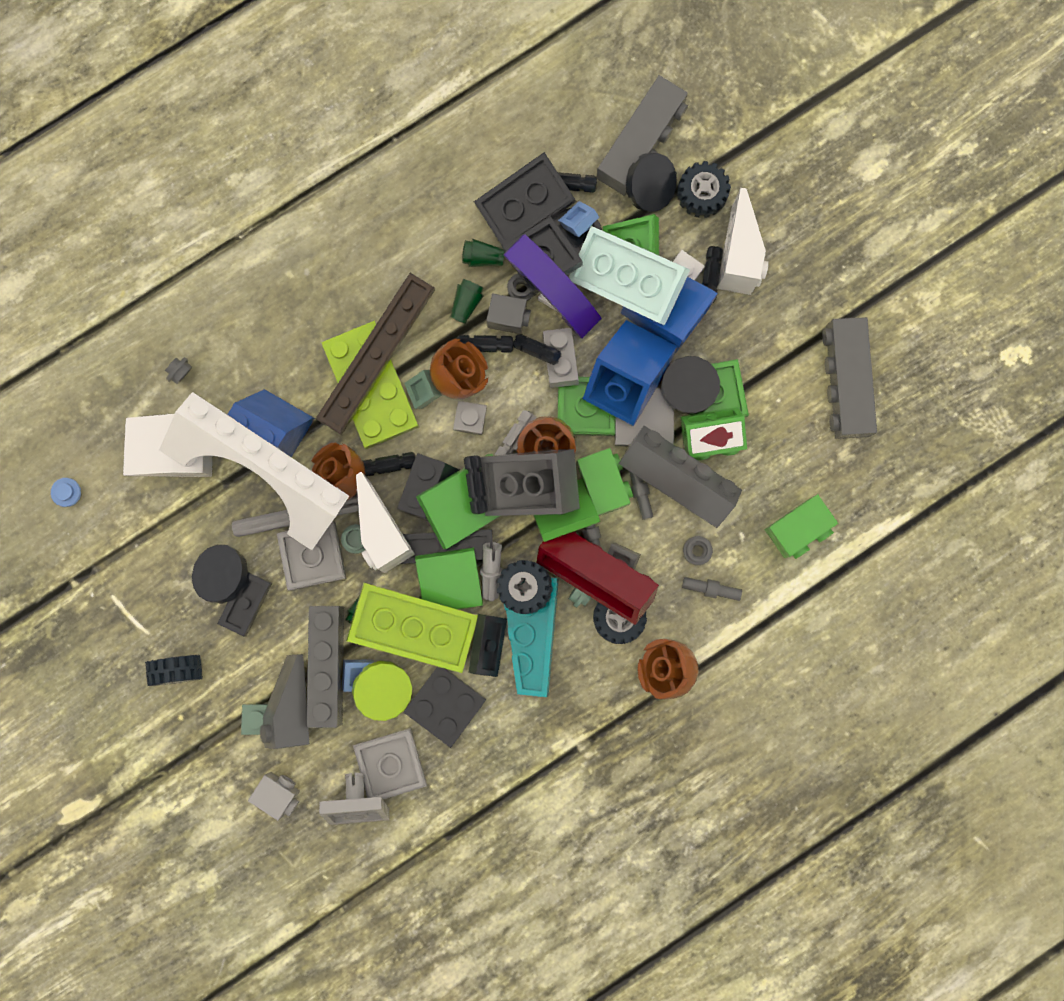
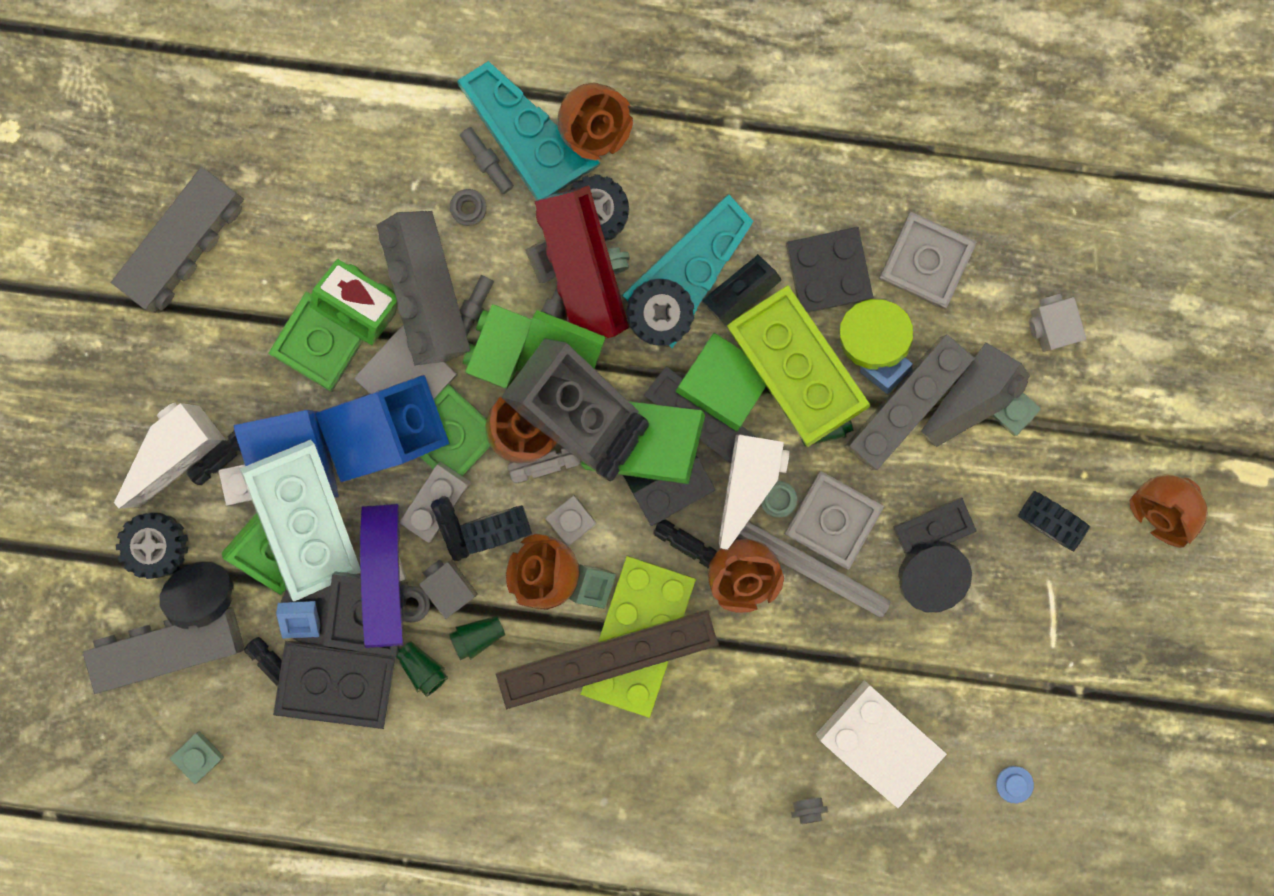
camera: 135 degrees left, 5 degrees up
(107, 744) = (1172, 507): none -> dark orange cylinder
(207, 431) = (831, 710): white arch -> none
(272, 420) = (769, 678): blue slope -> none
(355, 807) = (992, 247): light grey tile -> none
(489, 343) = (490, 577): black axle -> none
(491, 570) = (678, 355): light grey axle -> none
(509, 371) = (495, 529): none -> black wheel
(567, 93) = (197, 757): none -> sand green plate
(690, 385) = (335, 366): black tile -> none
(704, 625) = (524, 132): none -> teal wing
(802, 526) = (351, 142): bright green brick -> none

